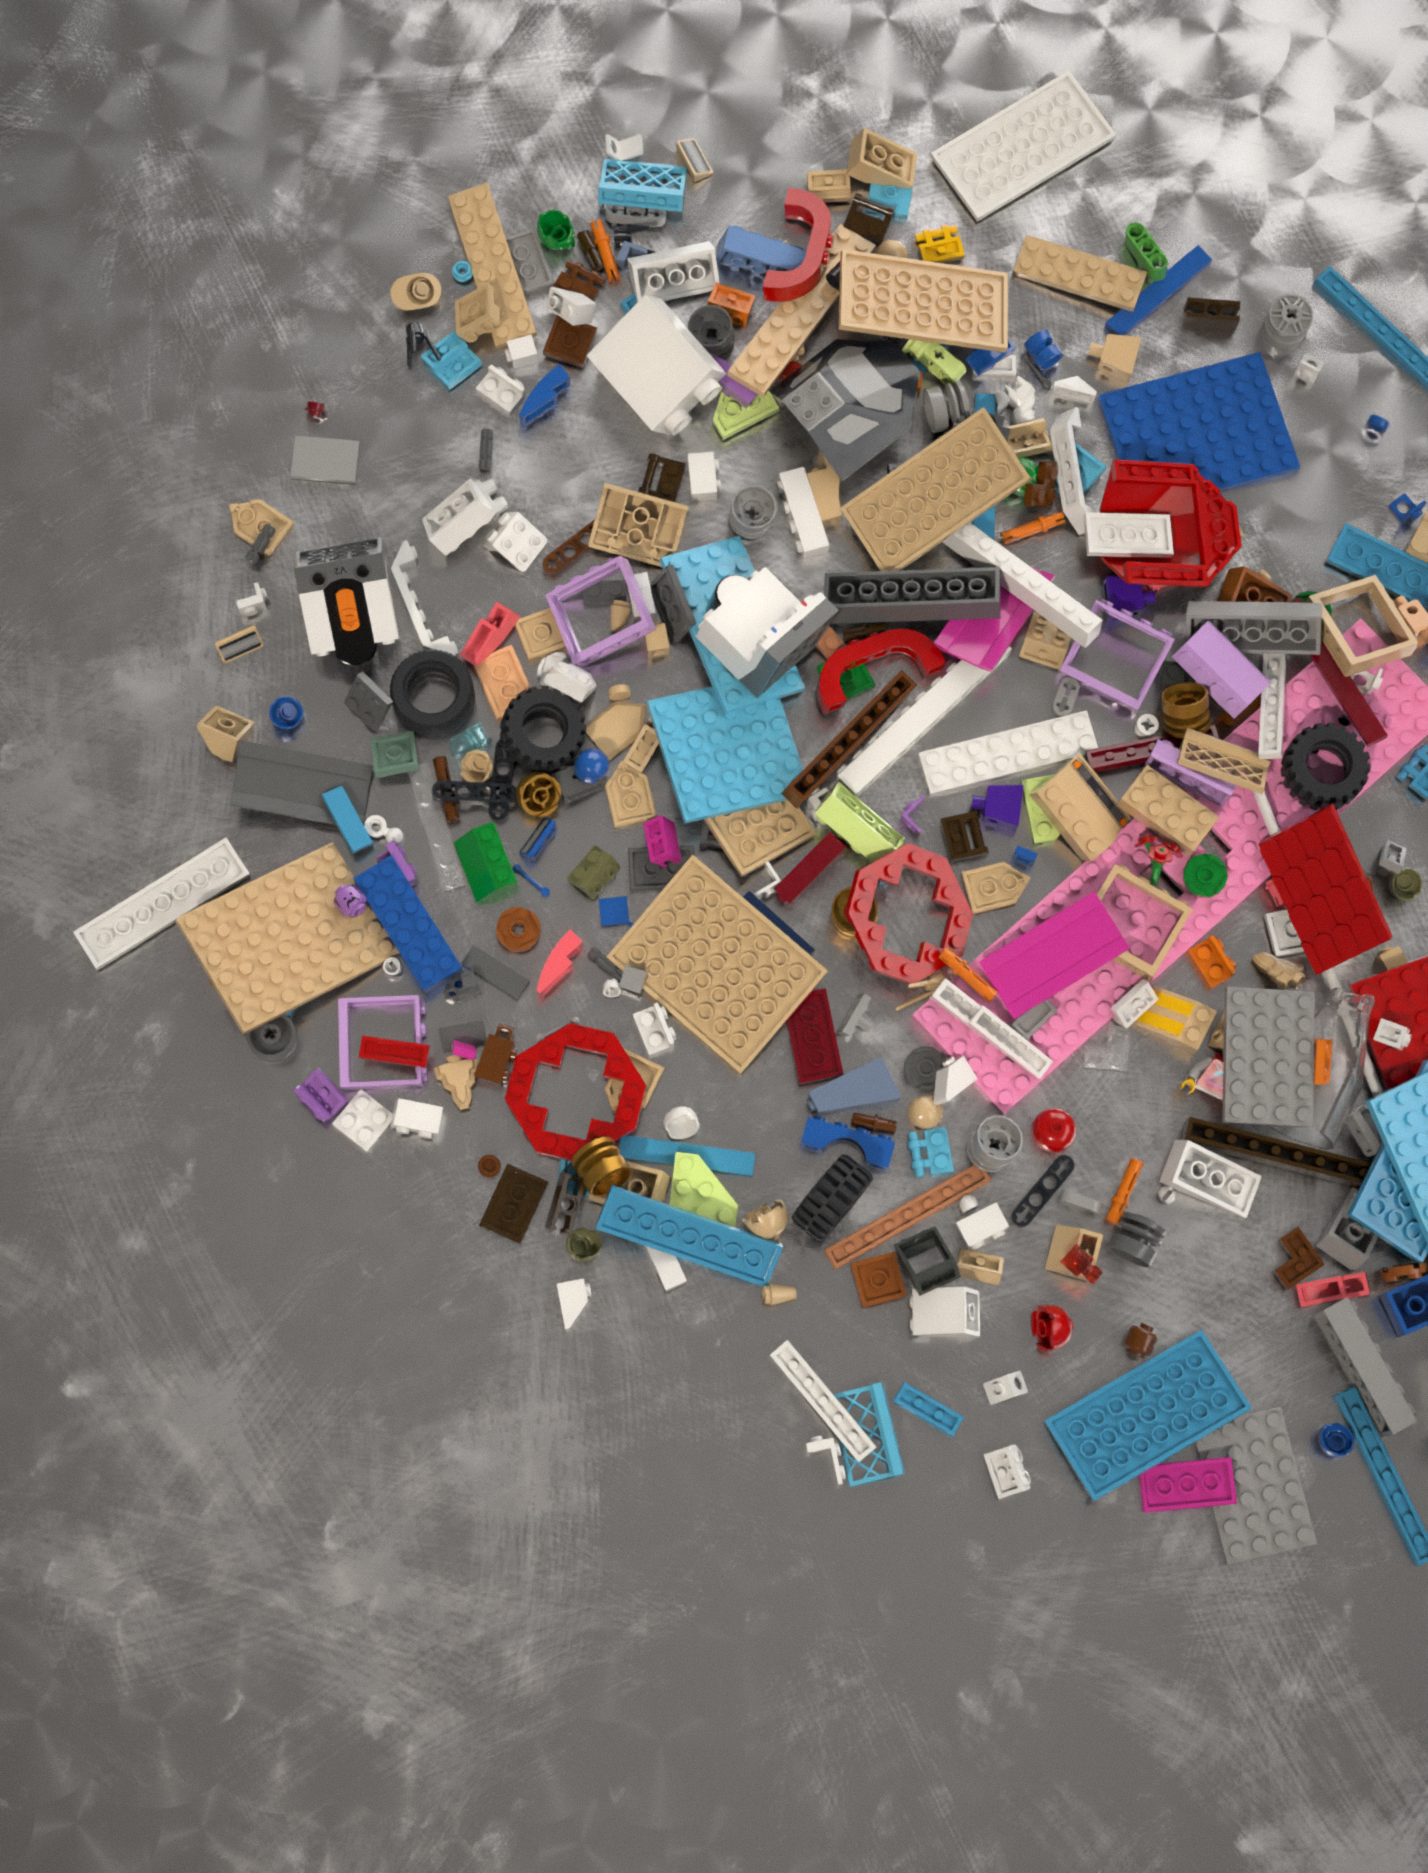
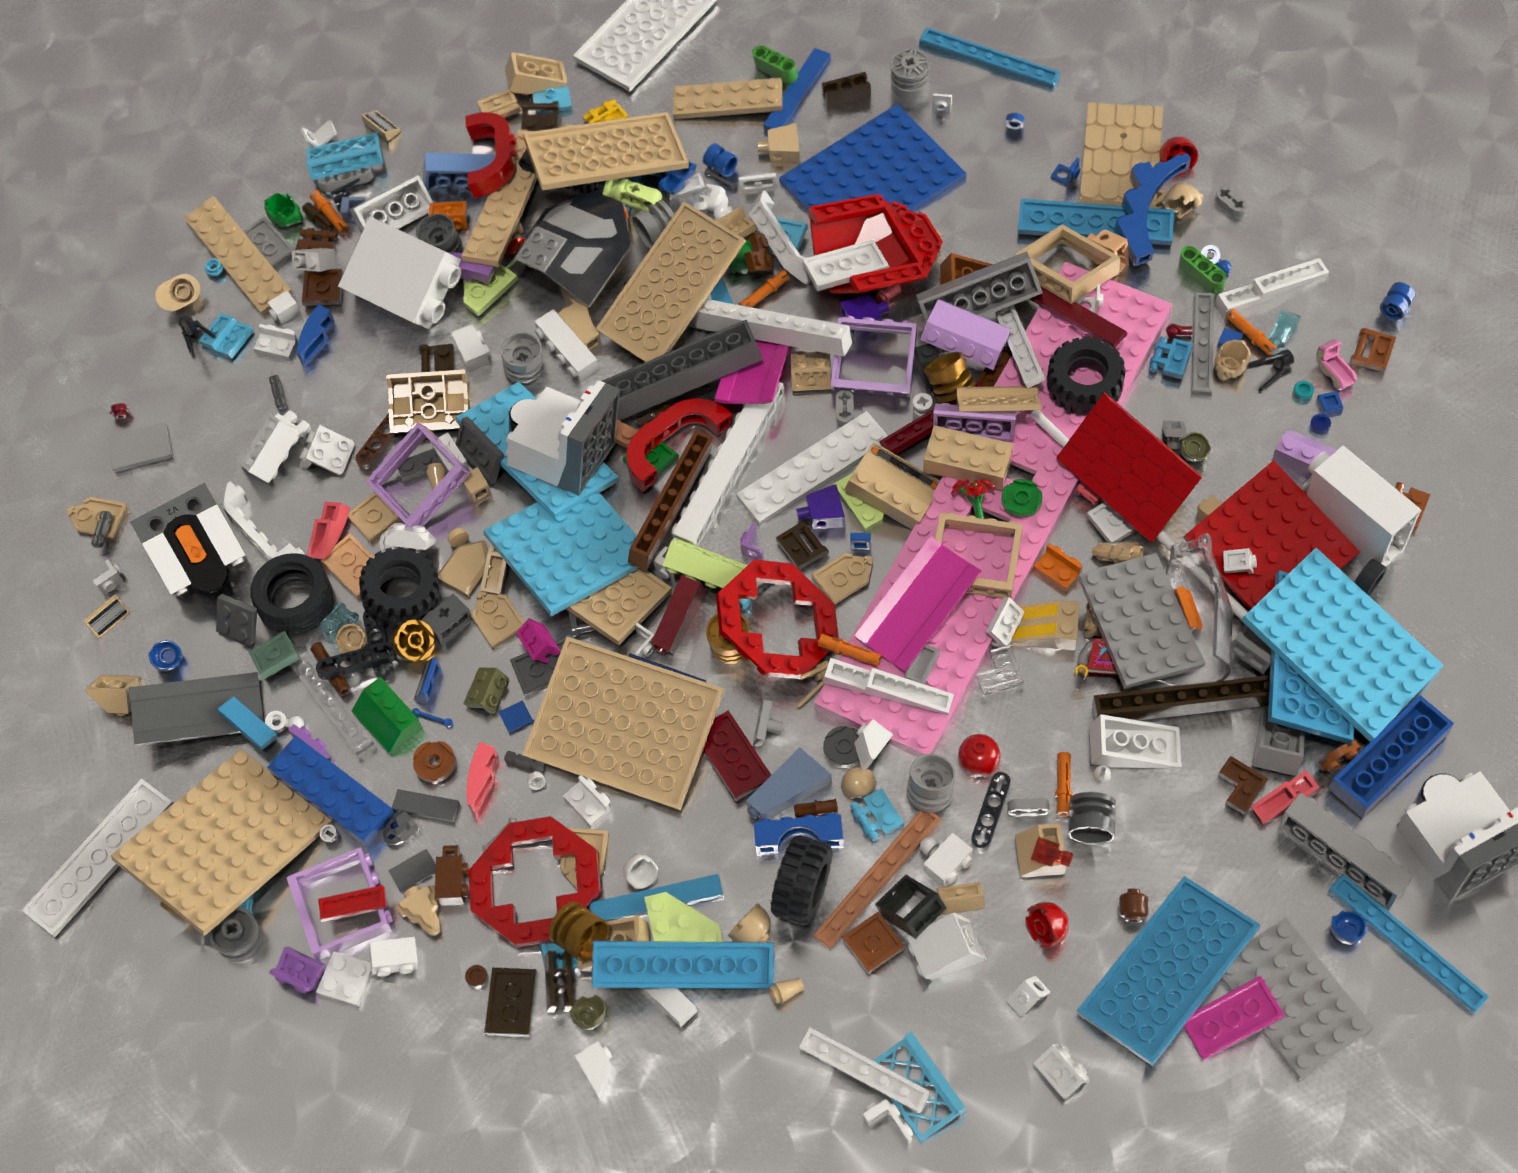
camera: 10 degrees left, 15 degrees down
(350, 900) = (270, 787): medium lavender head -> none
(463, 1050) = (417, 880): dark pink tile -> none
(476, 313) = (235, 291): tan plate -> none
(591, 765) = (452, 599): blue hair -> none
(633, 979) = (552, 764): light grey tile -> none
(928, 1409) = (965, 1042): dark azure tile -> none

